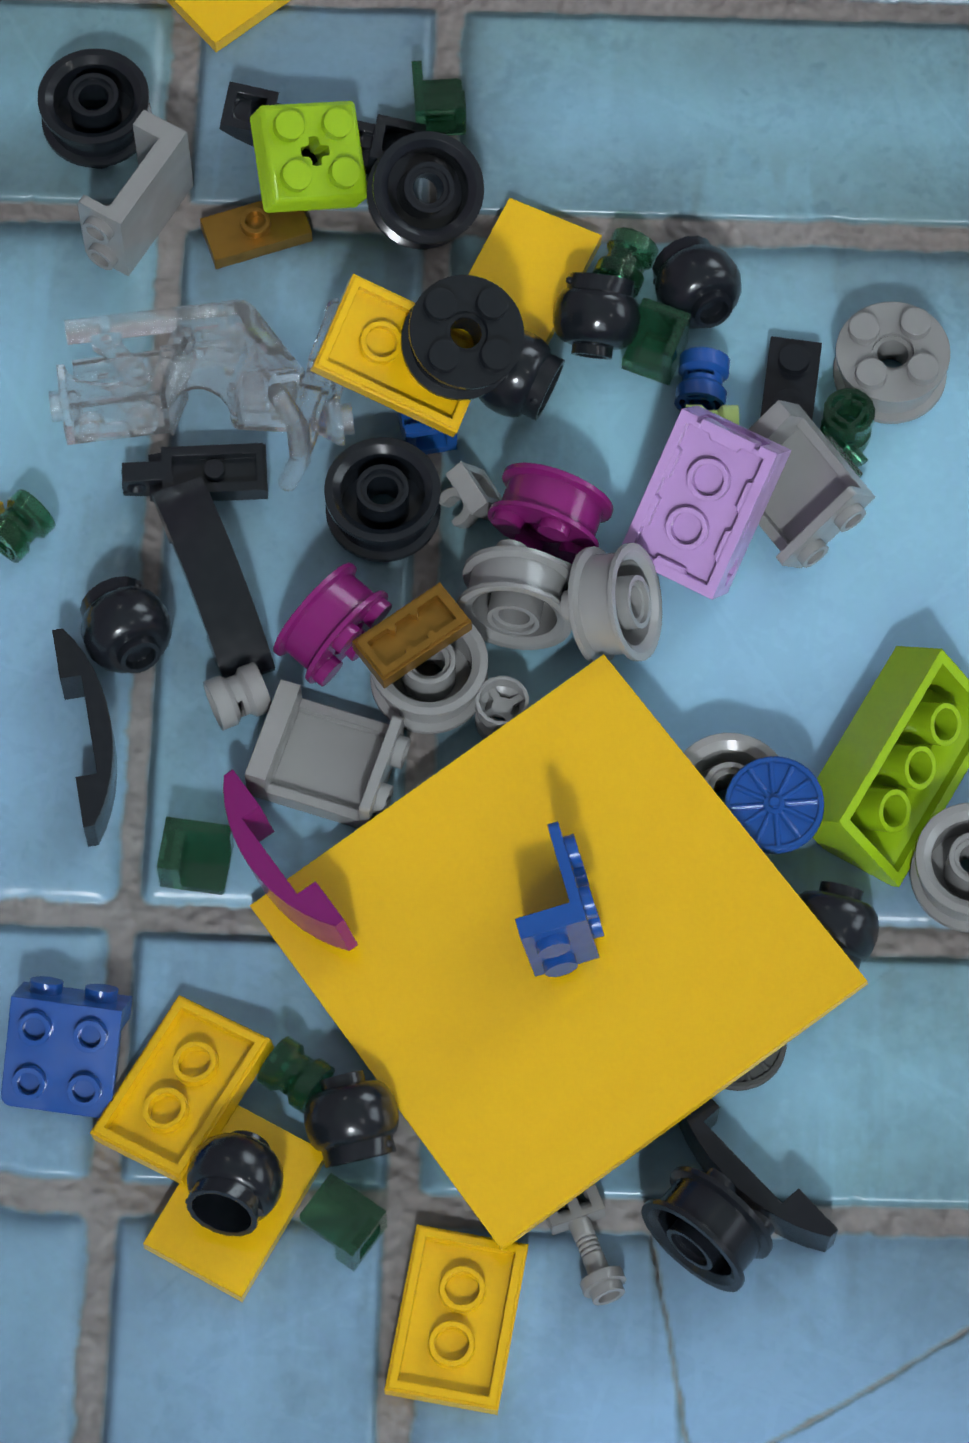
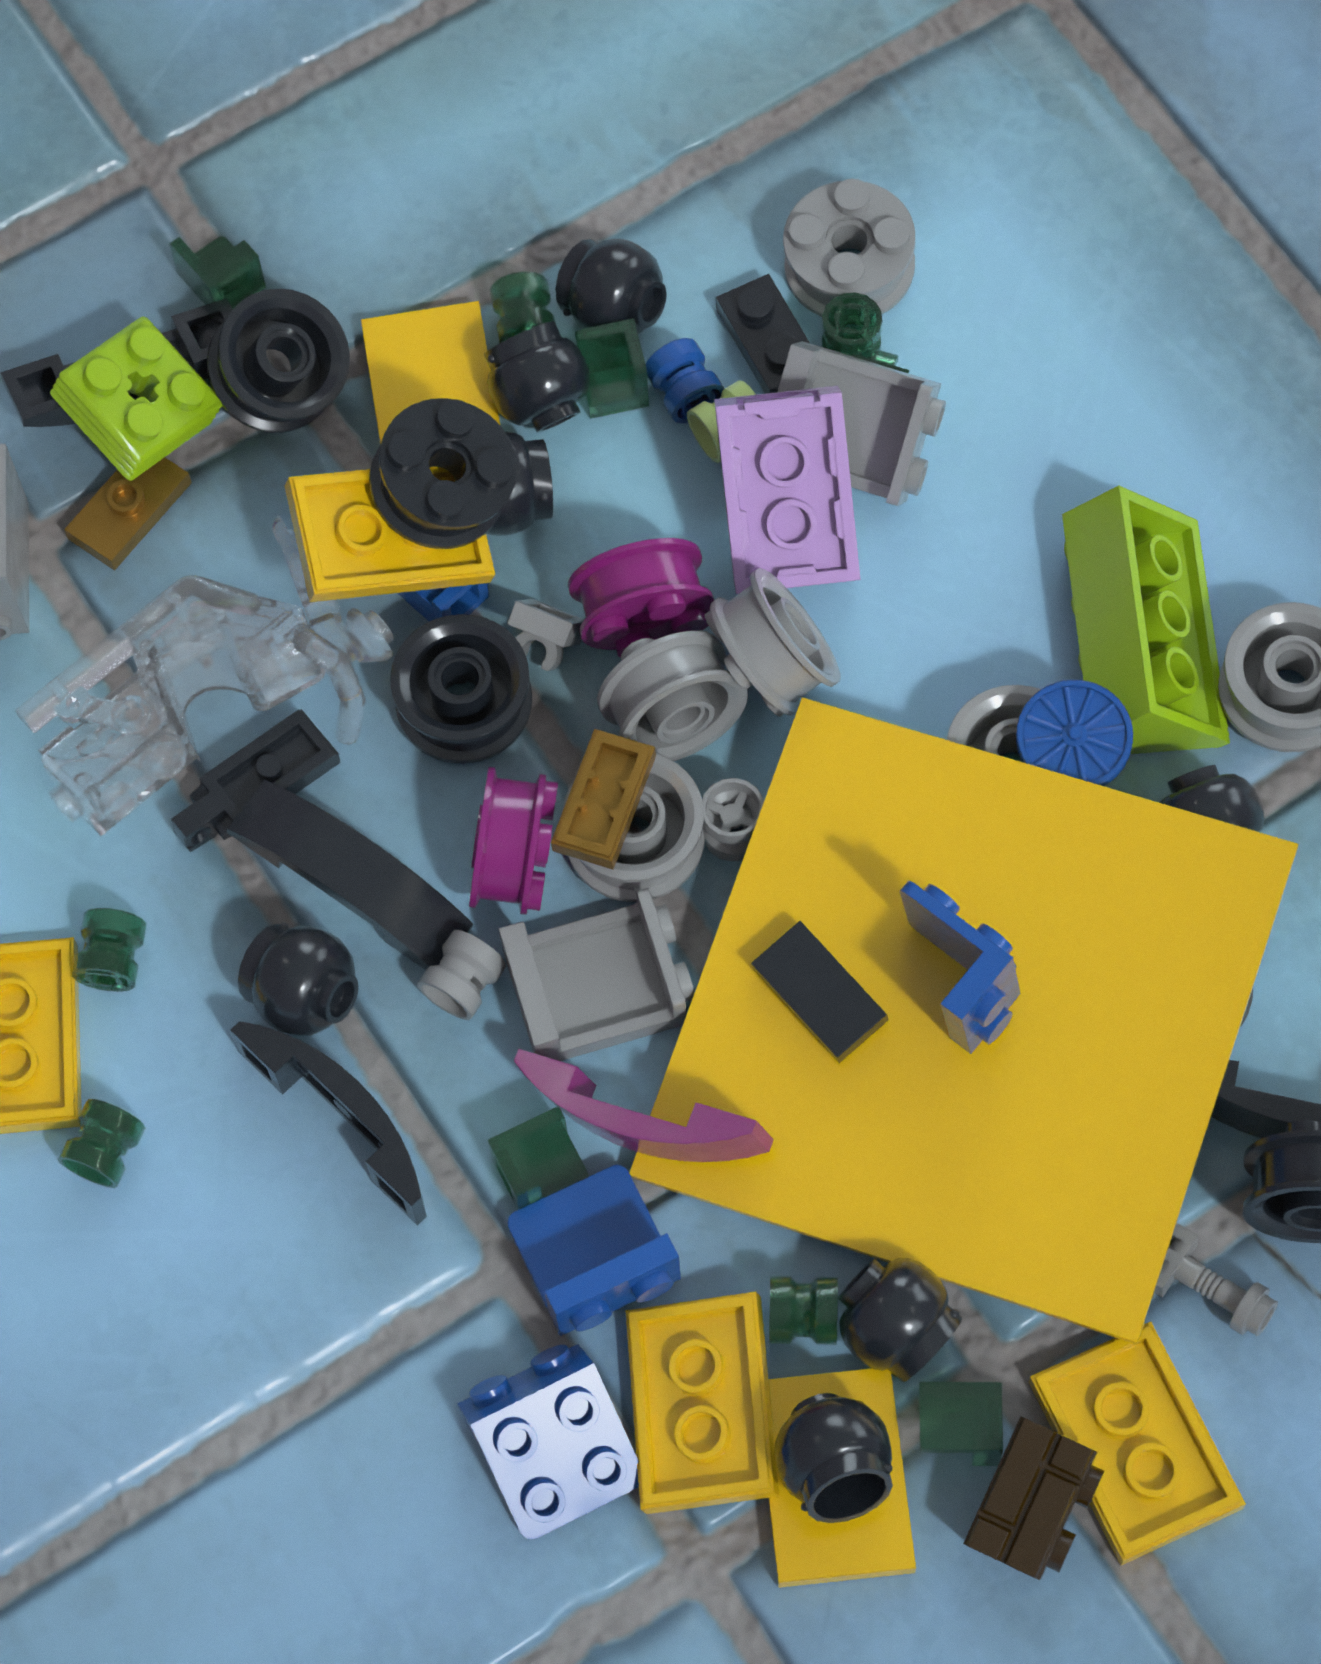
camera: 30 degrees left, 0 degrees up
(187, 939) = (593, 1249): none -> blue bracket
(351, 1304) = (1033, 1499): none -> dark brown brick
(463, 865) = (819, 991): none -> black tile

